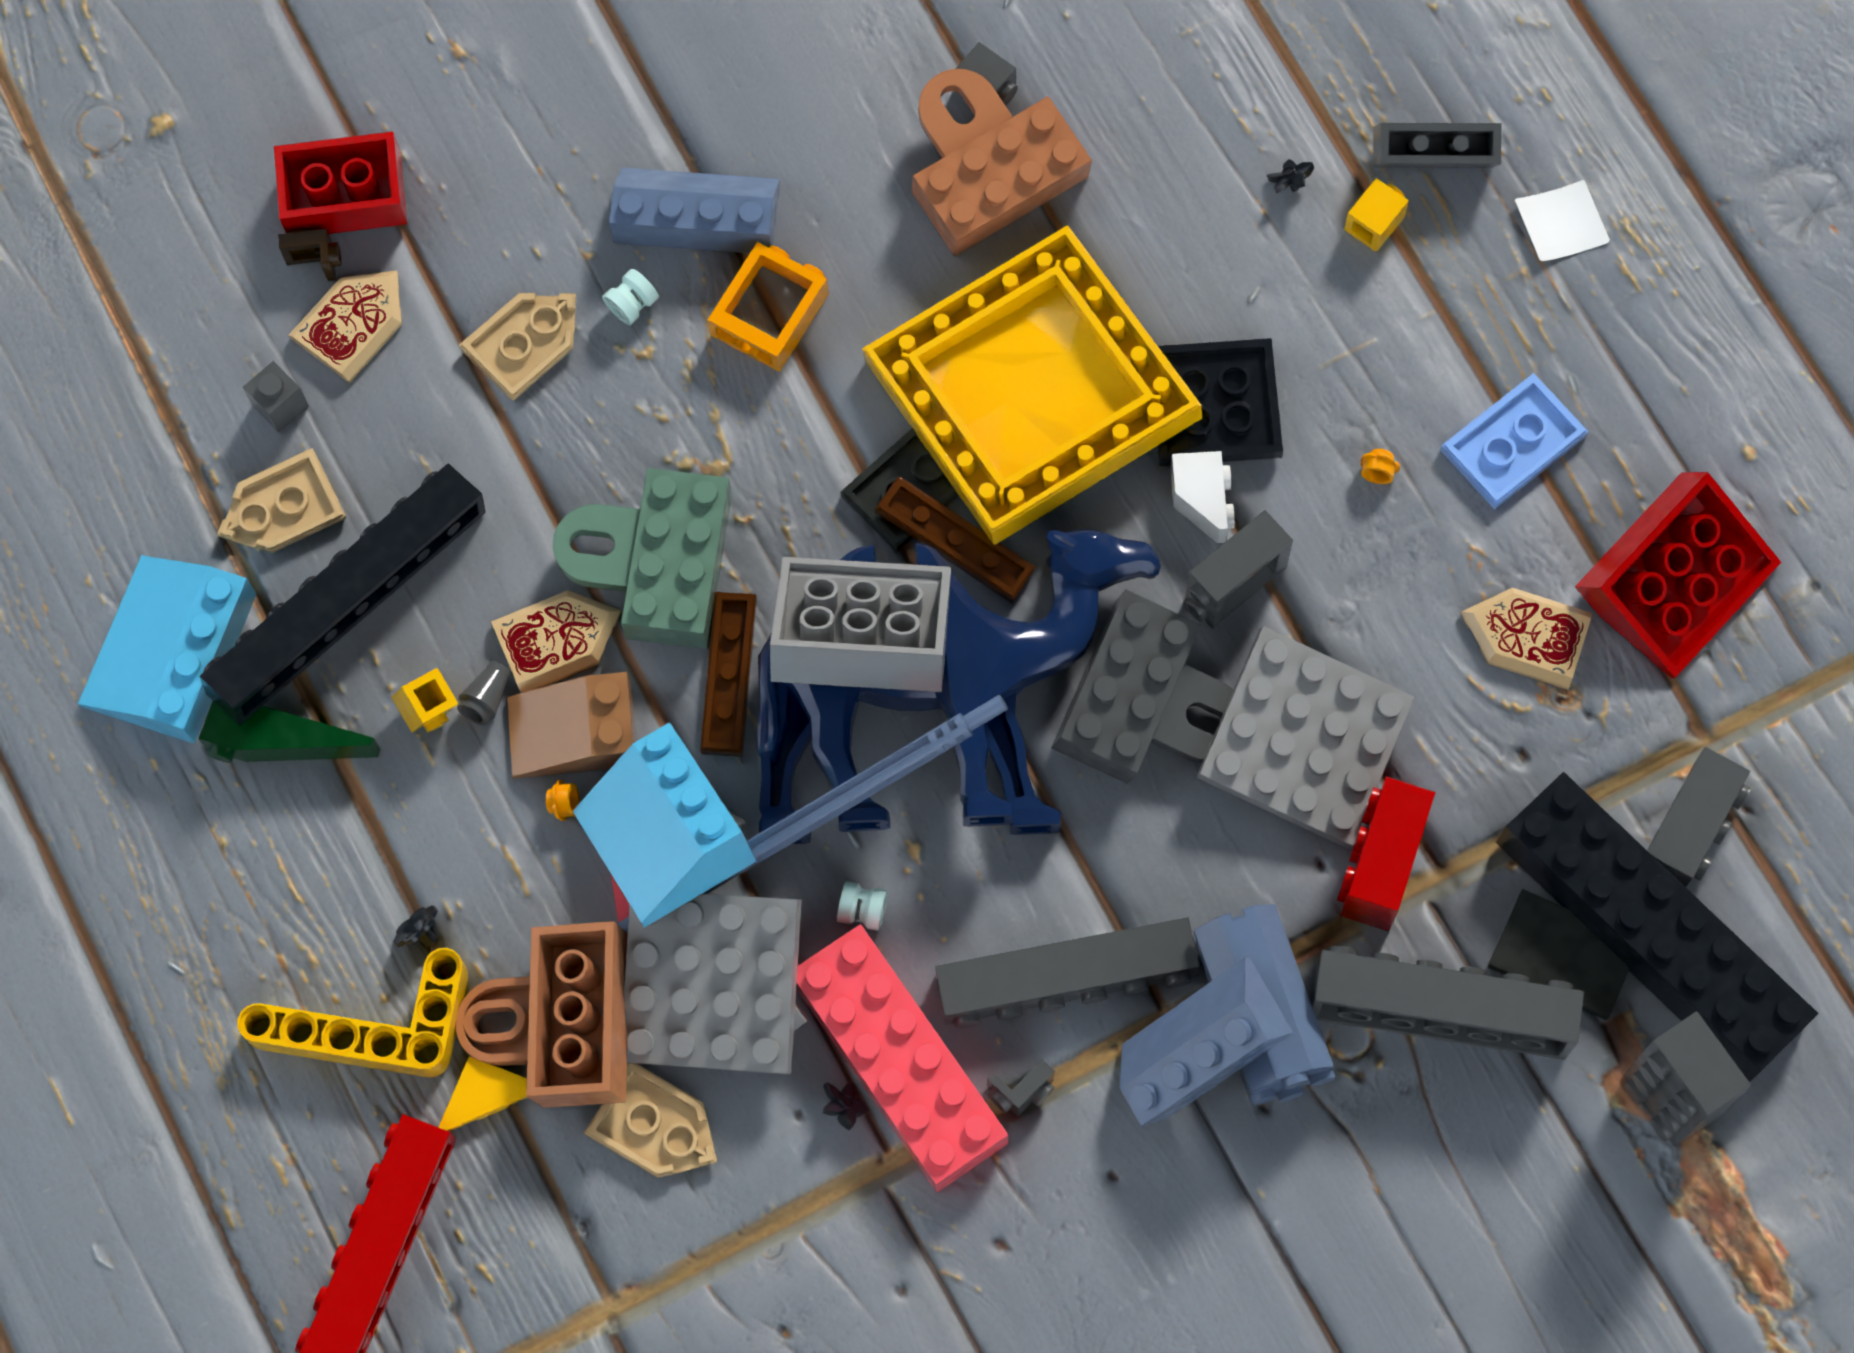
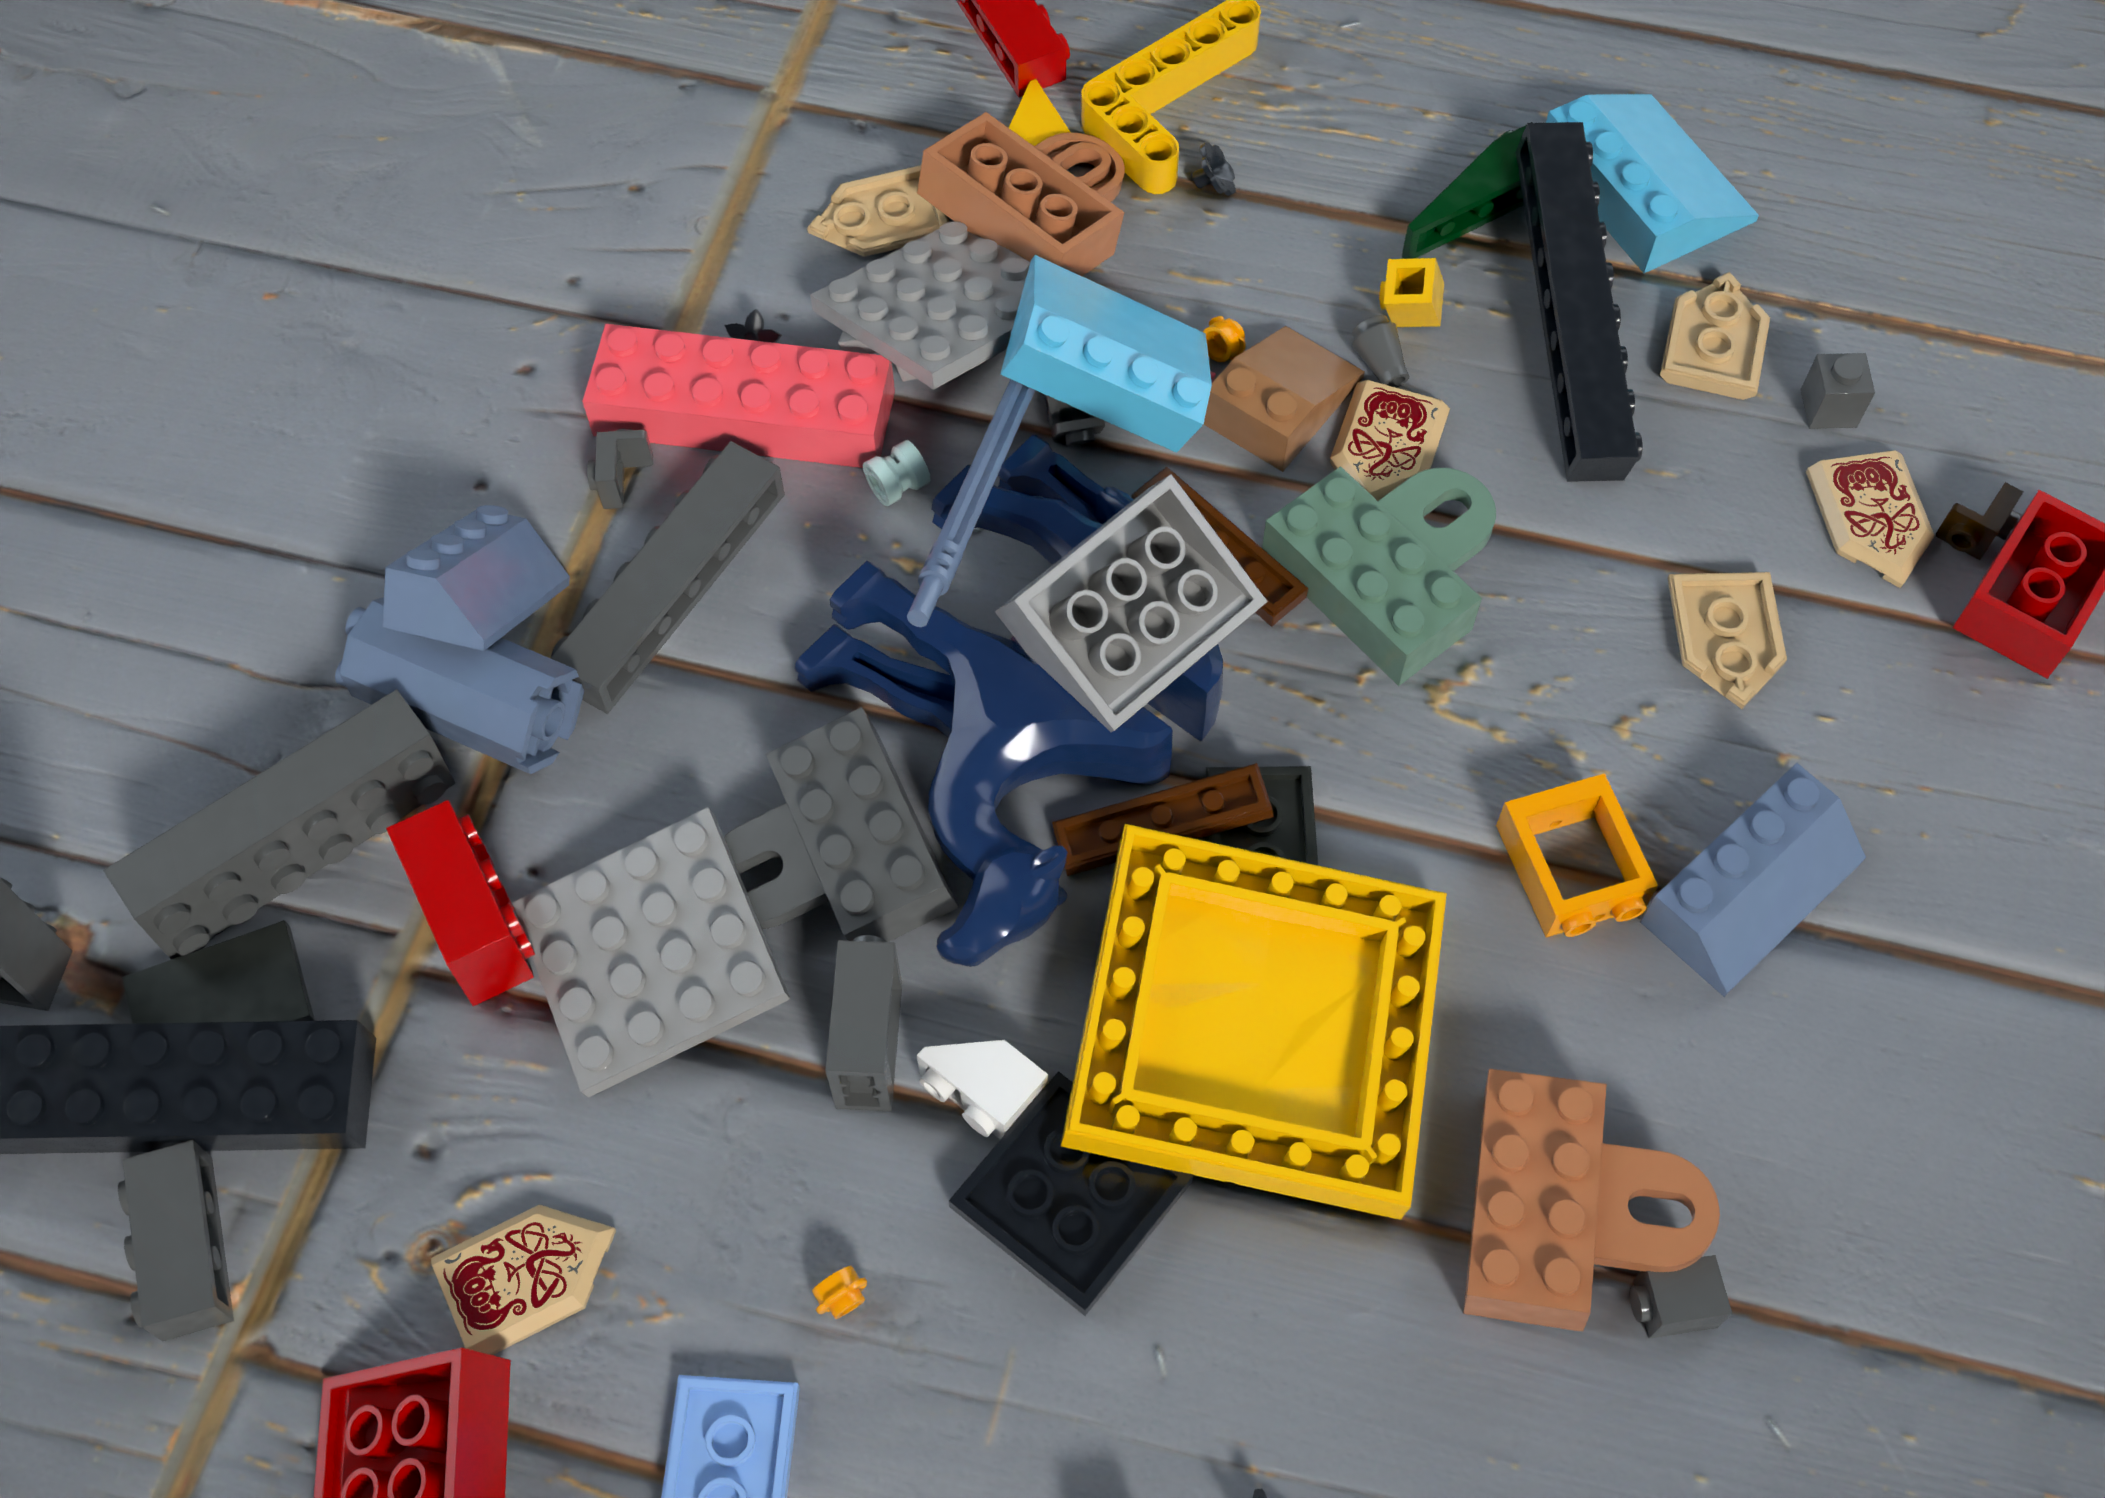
camera: 130 degrees right, 10 degrees down
(630, 297) = (1696, 743): light aqua wheel -> none

